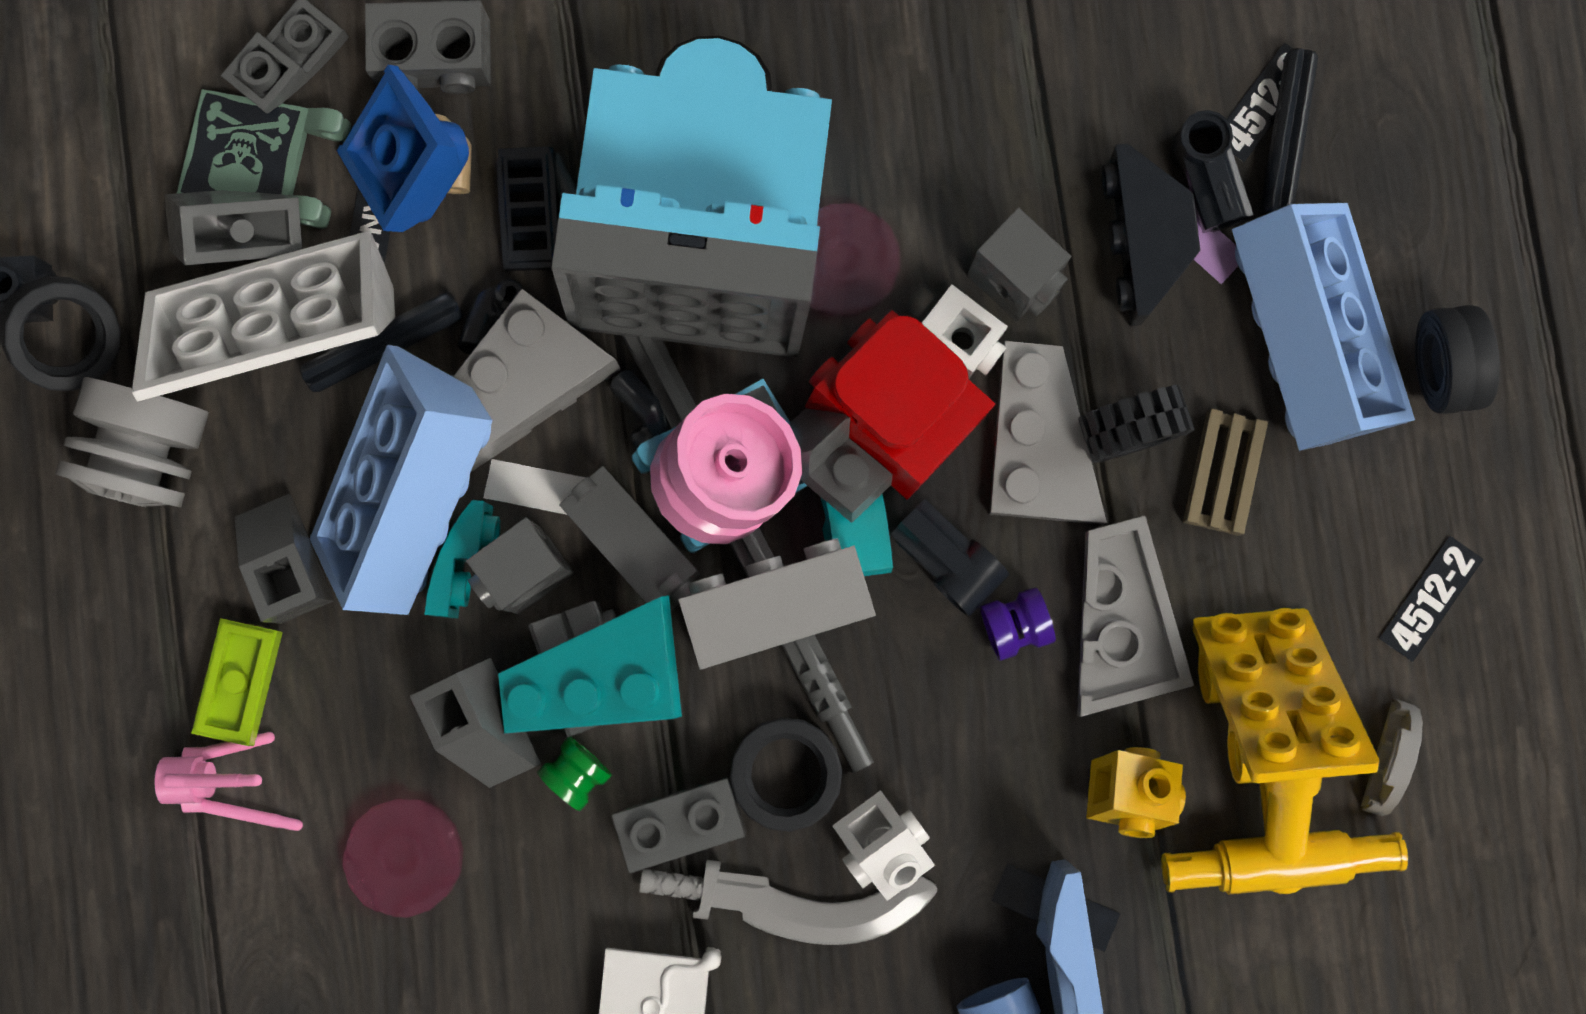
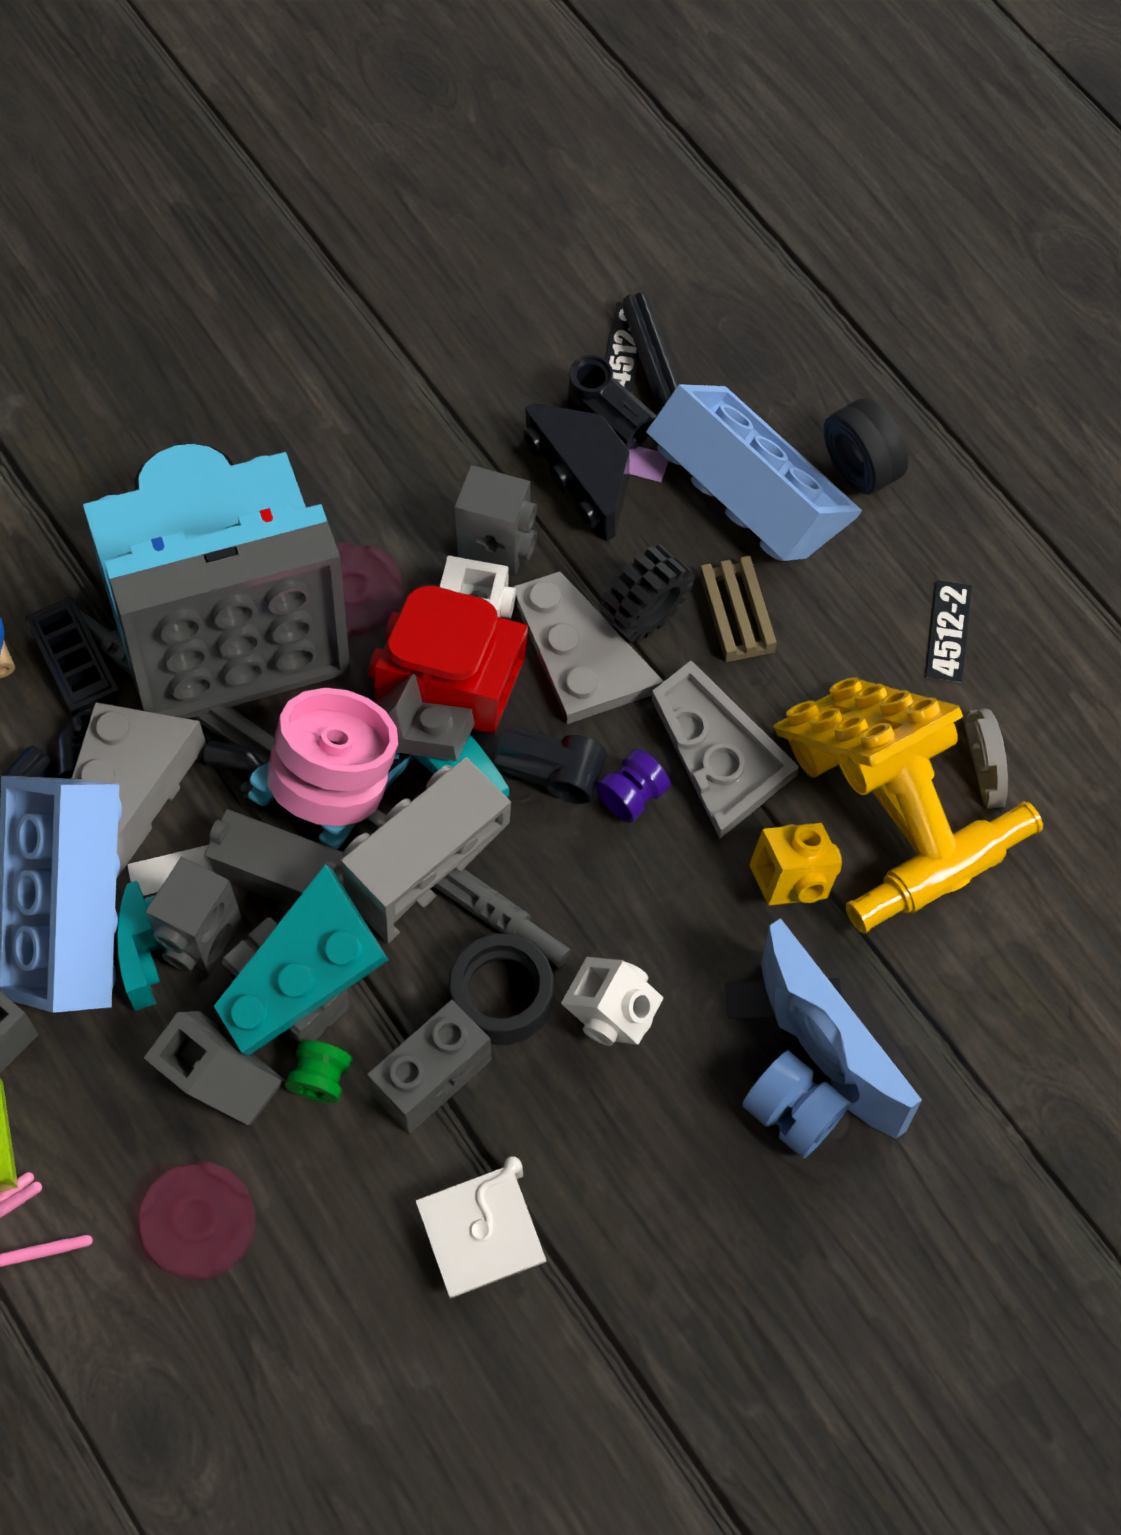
camera: 30 degrees left, 20 degrees down
(788, 914) = (562, 1107): light grey sword -> none

